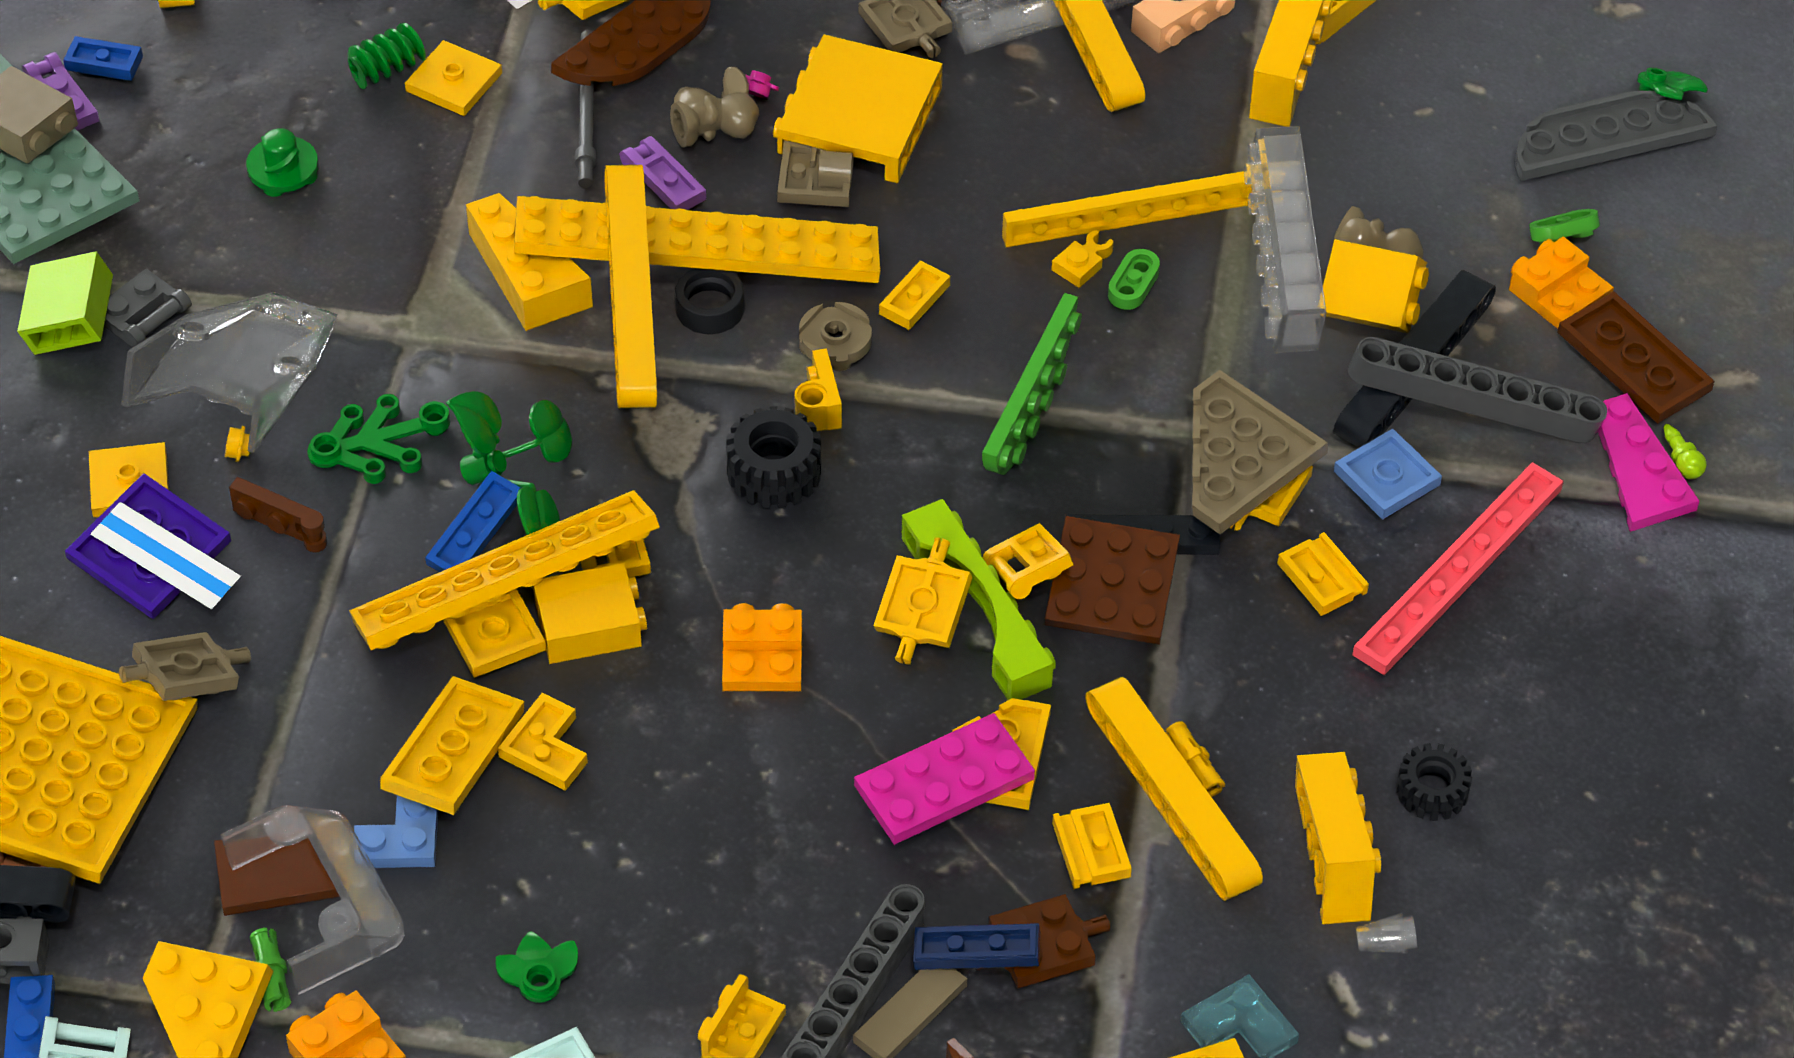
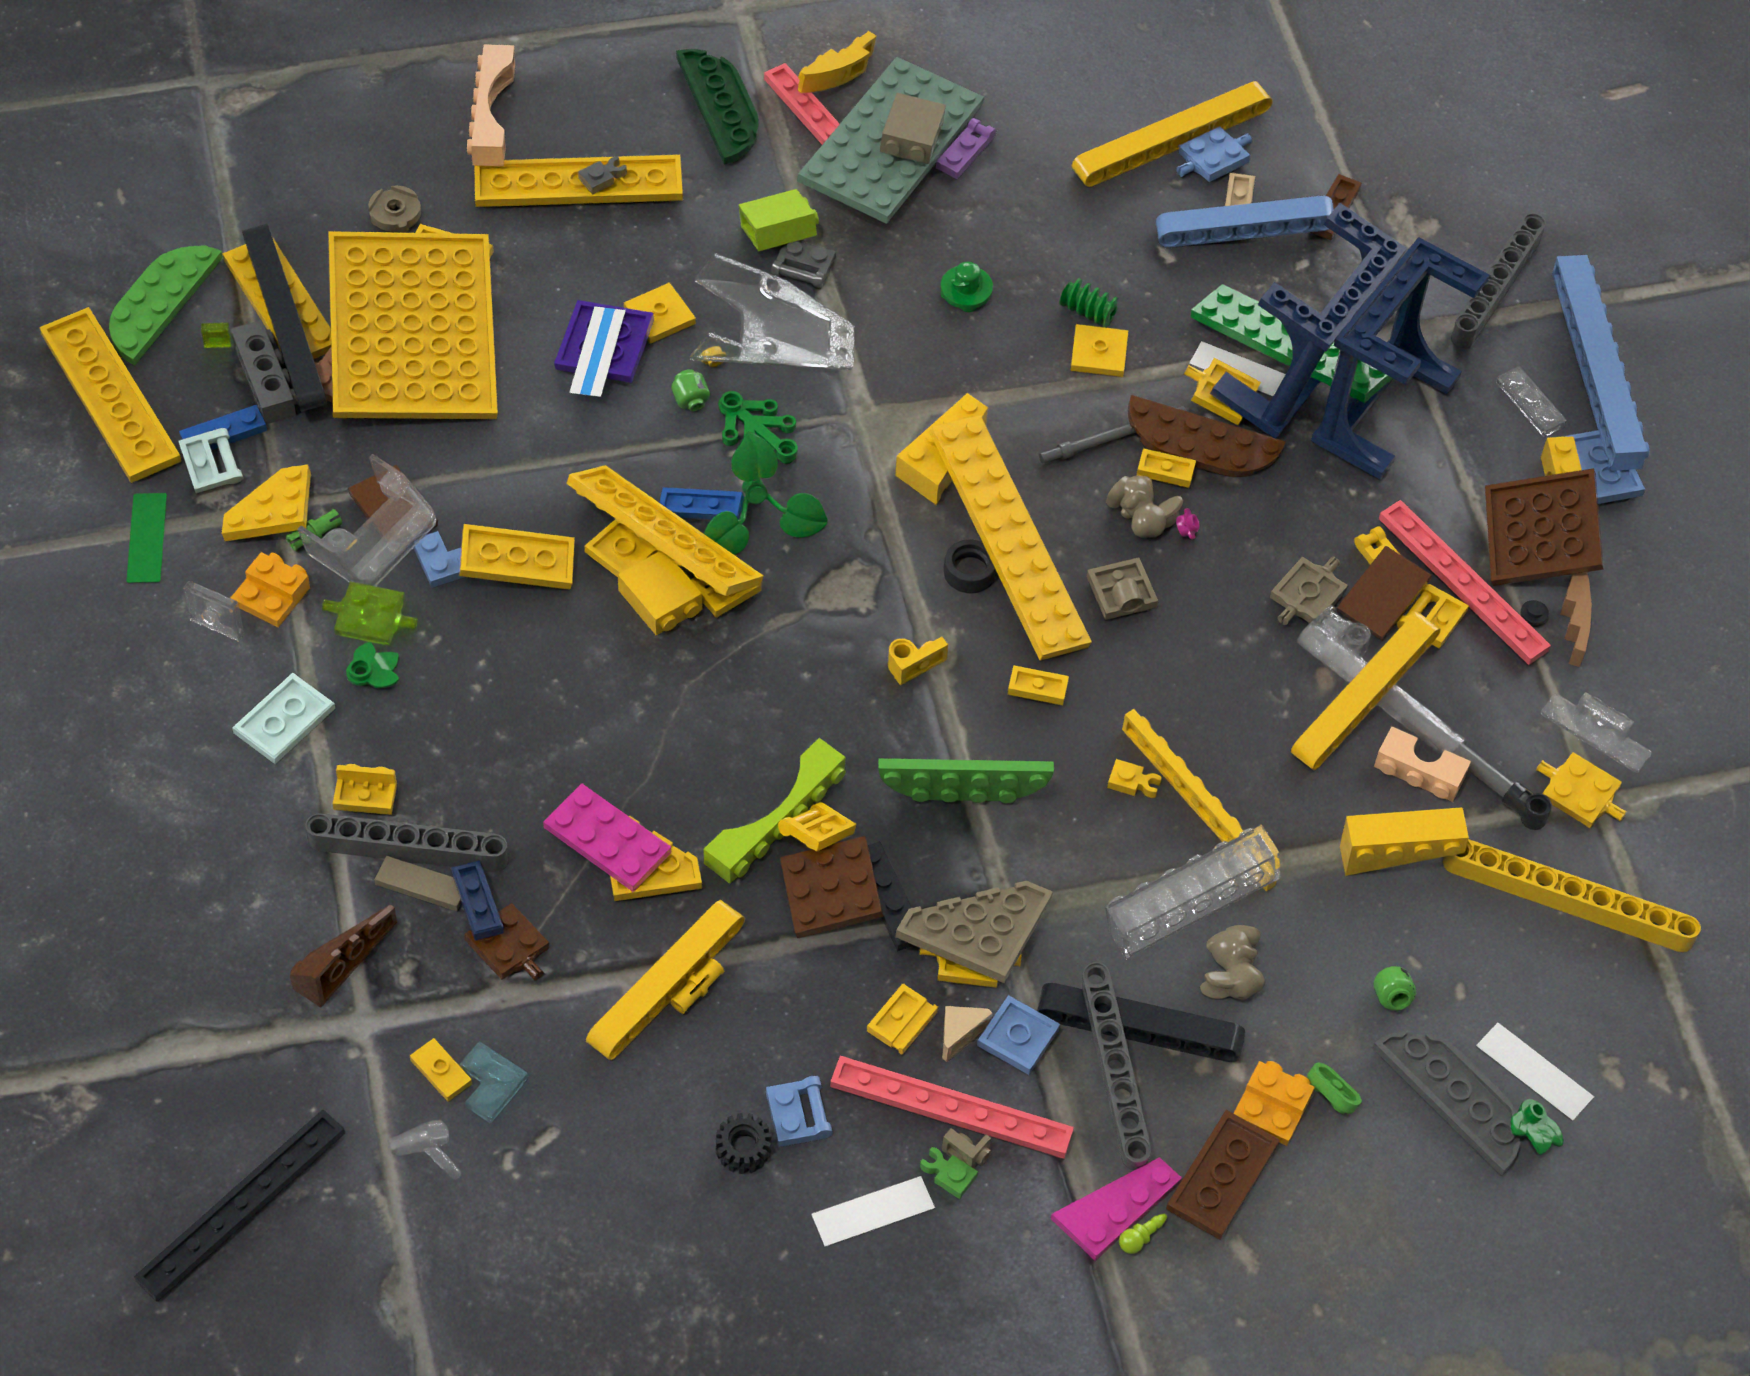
camera: 65 degrees right, 5 degrees up
(103, 58) = (1006, 156): blue plate -> none
(185, 666) = (516, 395): dark tan plate -> none
(279, 513) = (662, 399): reddish brown plate -> none
(286, 477) = (690, 390): none -> bright green head
(447, 945) = (369, 613): none -> clear neon green plate
(537, 747) = (546, 600): yellow plate -> none
(630, 286) = (933, 506): yellow beam -> none
(665, 76) = (1166, 467): none -> yellow plate
(665, 174) = (1071, 500): medium lavender plate -> none
(762, 648) = (678, 701): light orange plate -> none
(773, 479) = (840, 630): black tyre -> none
(842, 350) = (974, 664): dark tan plate -> none
(861, 103) = (1200, 593): yellow panel -> none
(923, 601) = (755, 777): yellow plate -> none
(1092, 845) = (596, 945): yellow plate -> none
(1129, 285) = (1125, 814): bright green plate -> none
(1337, 836) = (661, 1089): yellow wedge -> none
(1361, 524) = (962, 1027): none -> tan slope
(1374, 286) = (1182, 965): yellow brick -> none
(1388, 935) = (596, 1151): clear cone -> none
(1405, 727) = (788, 1112): none -> medium blue plate
(1461, 130) = (1394, 988): none -> bright green head
(1524, 571) = (963, 1148): none -> dark tan bracket
(1542, 597) = (951, 1175): none -> bright green plate
(1562, 691) = (872, 1211): none -> white sticker
(1595, 66) = (1535, 1071): none -> white sticker

